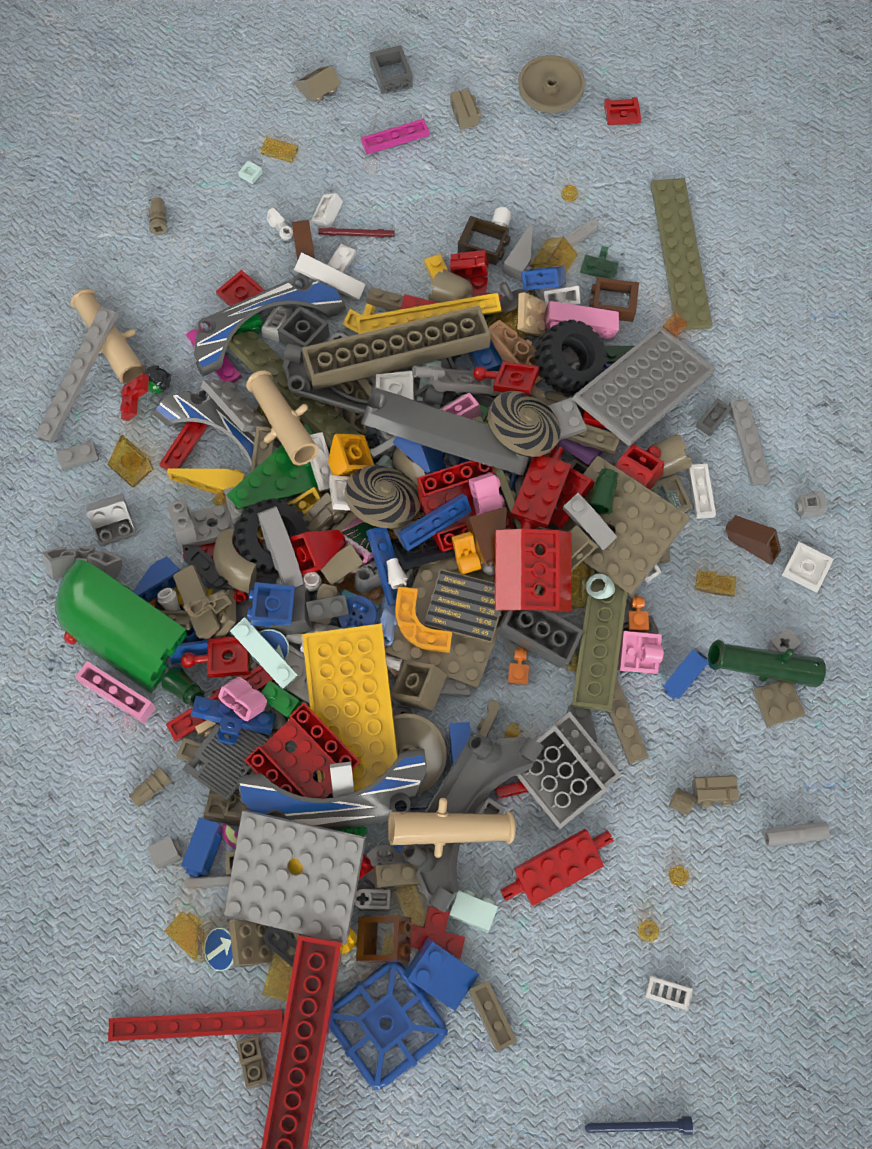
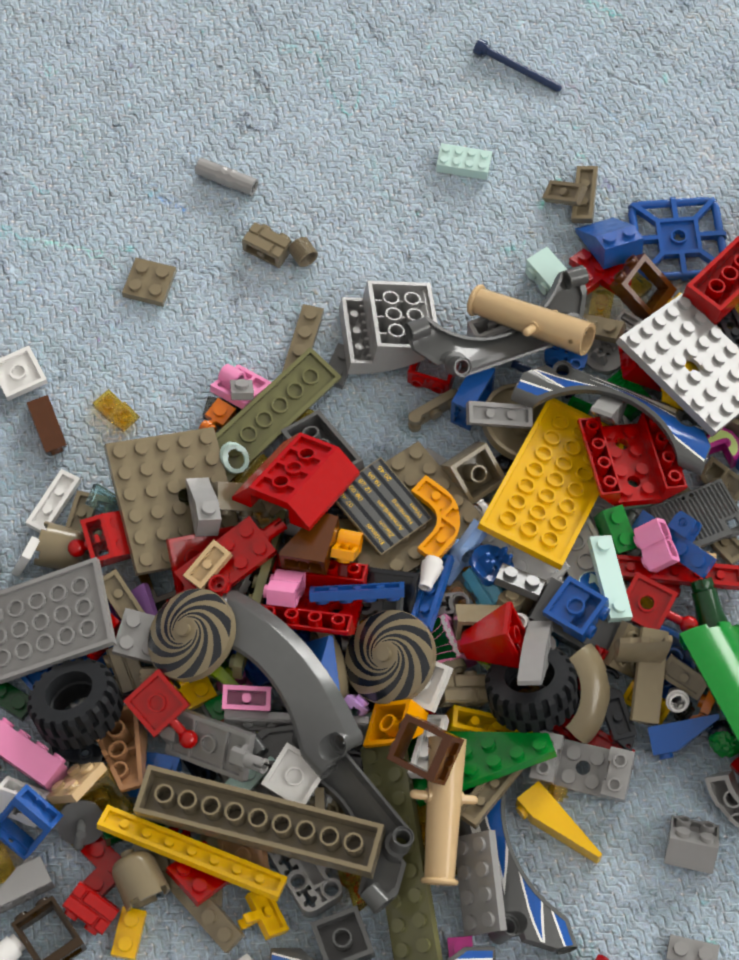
camera: 145 degrees left, 5 degrees down
(130, 462) = (636, 901): clear yellow slope -> none
(183, 445) = (571, 882): red plate -> none
(312, 439) = (443, 759): none -> reddish brown window
(387, 457) = (358, 702): none -> lavender plate
(428, 731) = (499, 415): none -> light grey plate
(508, 1001) = (564, 193): none -> dark tan plate
(513, 730) = (410, 392): clear yellow plate -> none
(518, 672) = (366, 441): orange plate -> none
(533, 460) = (218, 579): none -> red plate
(548, 471) = (207, 565): none -> tan plate
(558, 867) = (450, 263): red plate -> none
(604, 491) = (165, 522): dark green plant -> none
(617, 983) = (464, 161): none -> light aqua piece
(634, 640) = (241, 389): none -> light grey plate
(654, 928) = (408, 177): clear yellow plate -> none
(673, 875) = (351, 209): clear yellow plate -> none
(682, 429) = (25, 556): none -> white tile
(686, 674) = (211, 345): blue slope -> none
(687, 999) = (426, 123): white slope -> none
(768, 663) = (139, 299): dark green piece -> none
(787, 639) = (104, 320): light grey brick -> none

